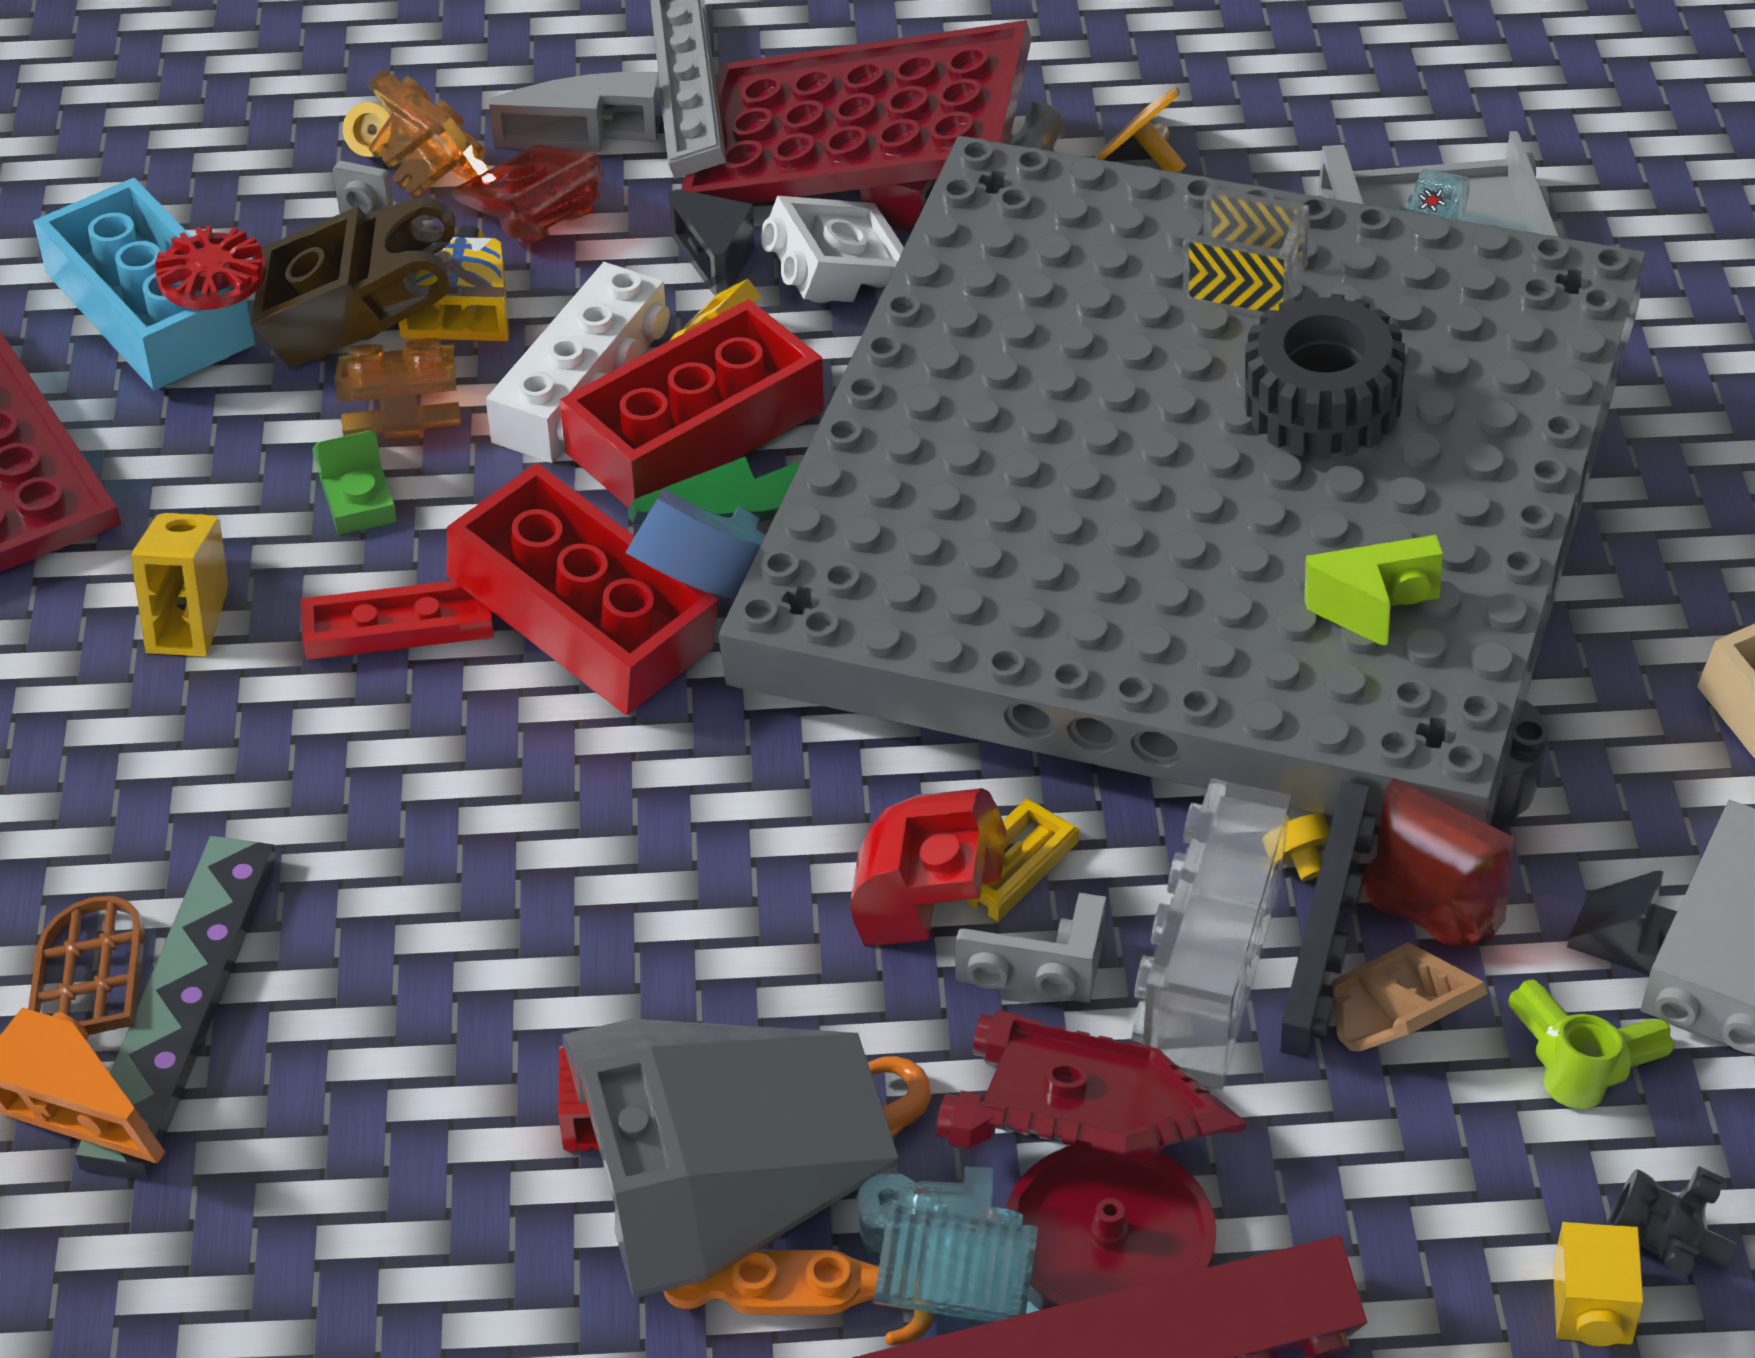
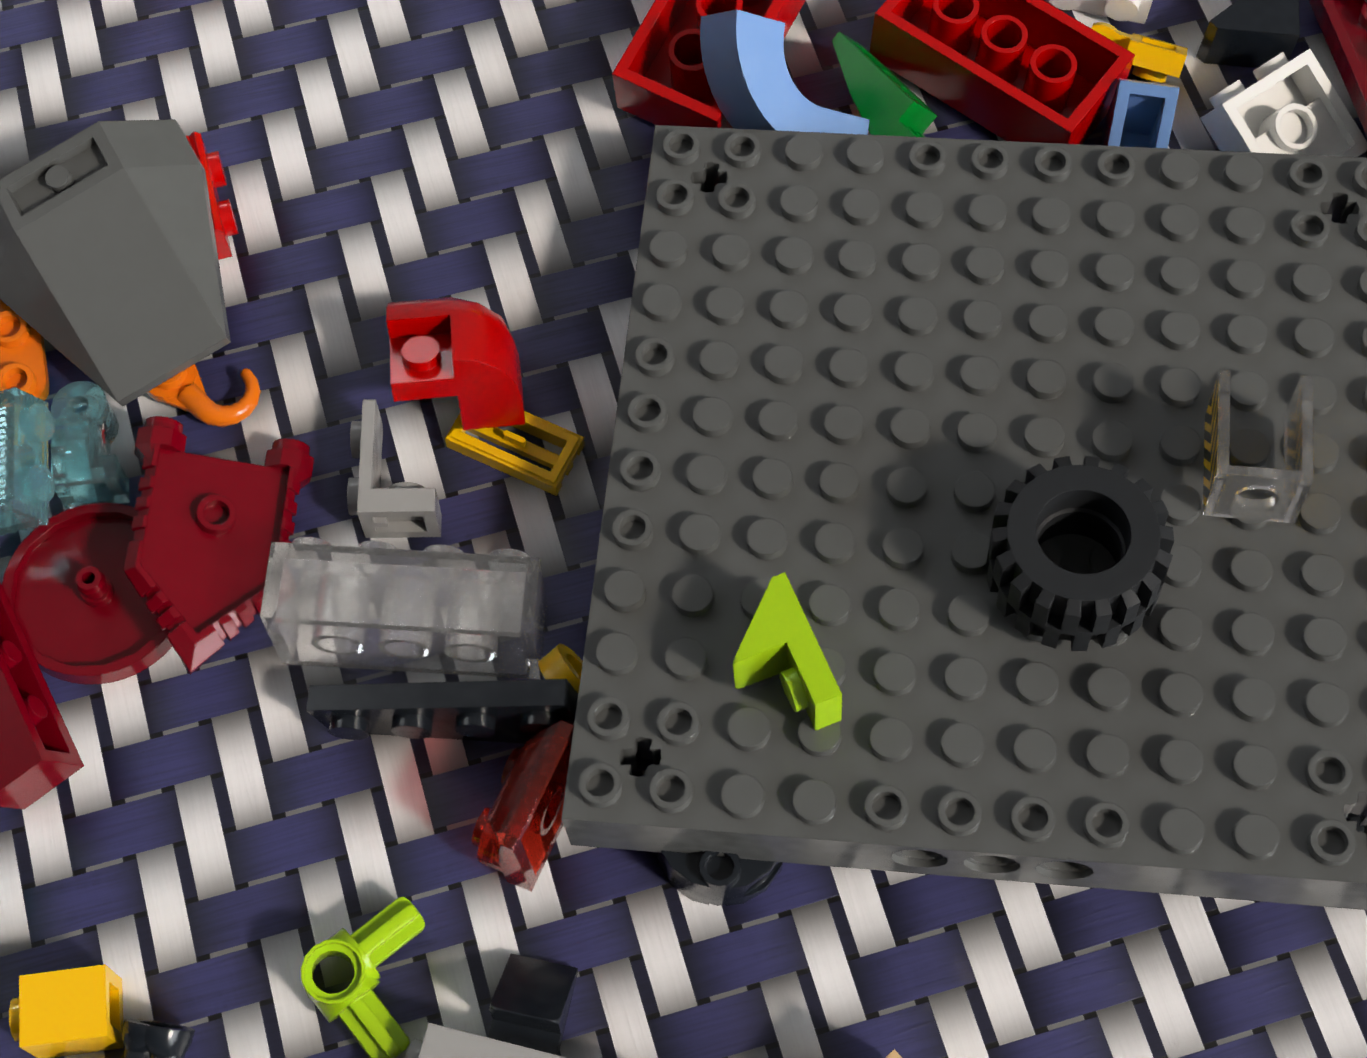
camera: 75 degrees right, 20 degrees up
(820, 327) = (1140, 115): none -> medium blue slope
(1399, 996) = (392, 800): medium nougat slope -> none

